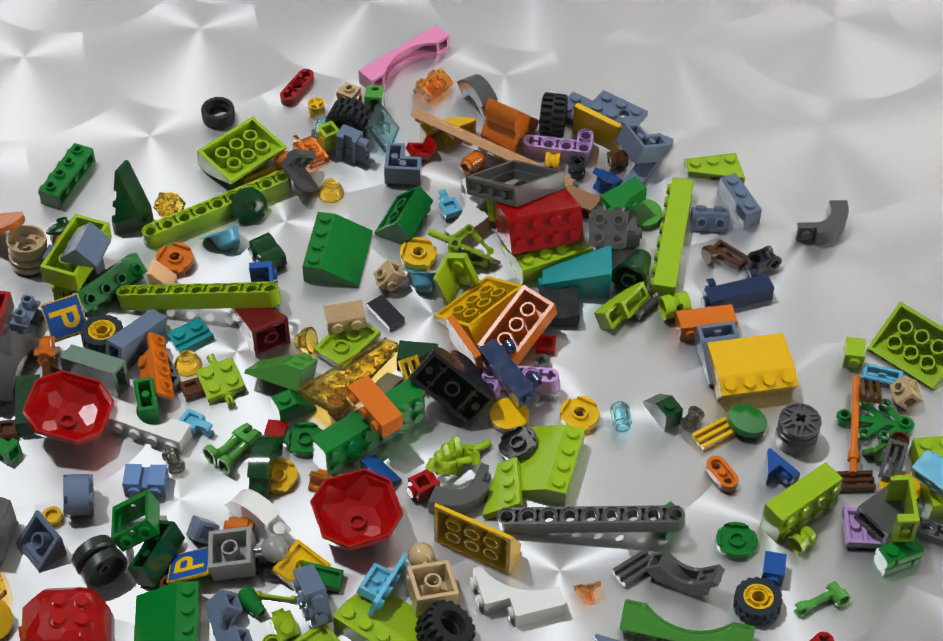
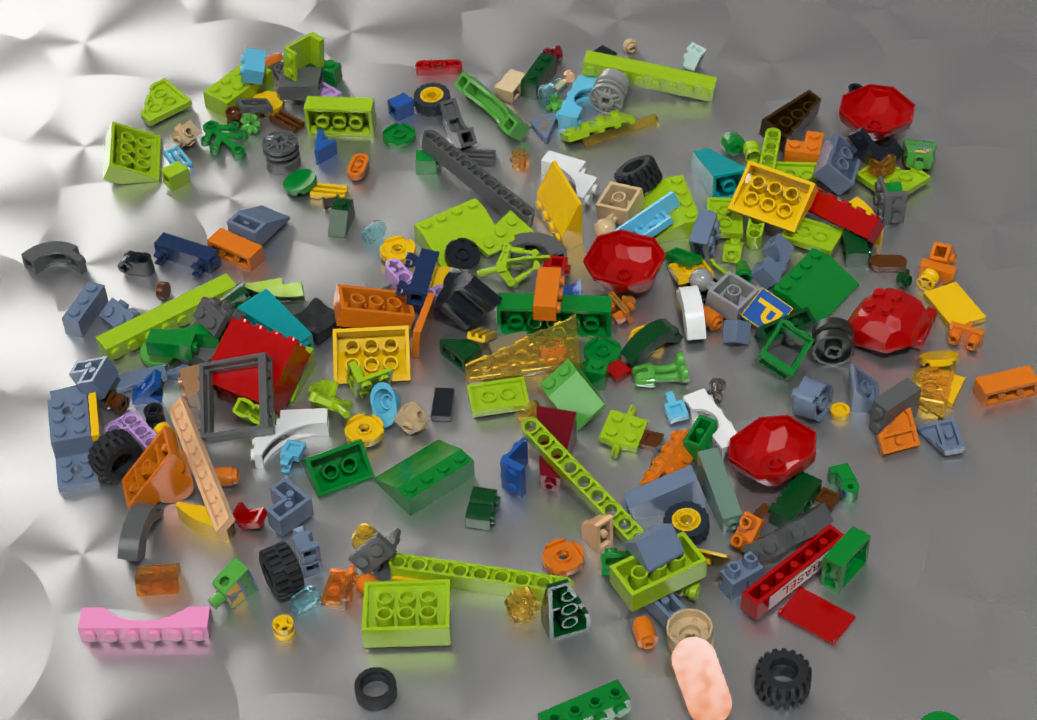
camera: 135 degrees left, 5 degrees down
(59, 227) = (646, 653): dark green dish -> none
(140, 478) = (748, 388): medium blue brick -> none
(187, 363) = (635, 463): clear yellow piece -> none
(190, 335) = (615, 481): teal plate -> none
(225, 239) = (504, 547): medium azure piece -> none
(240, 207) = (453, 554): dark green dish -> none
(285, 98) = (277, 662): red beam -> none
(326, 136) = (316, 571): lime brick -> none
(345, 316) = (484, 400): tan brick -> none
(349, 90) = (245, 613): tan brick -> none
(382, 127) = (253, 552): clear light blue plate -> none
(670, 304) = (240, 269): lime wheel -> none
(714, 166) = (53, 352): lime wing -> none
(727, 256) = (148, 295): reddish brown tile -> none
(751, 366) = (256, 195): yellow slope -> none
(834, 593) = (383, 79): bright green brick -> none
(853, 455) = (269, 126): orange bar -> none
(870, 386) = (203, 148): reddish brown tile -> none

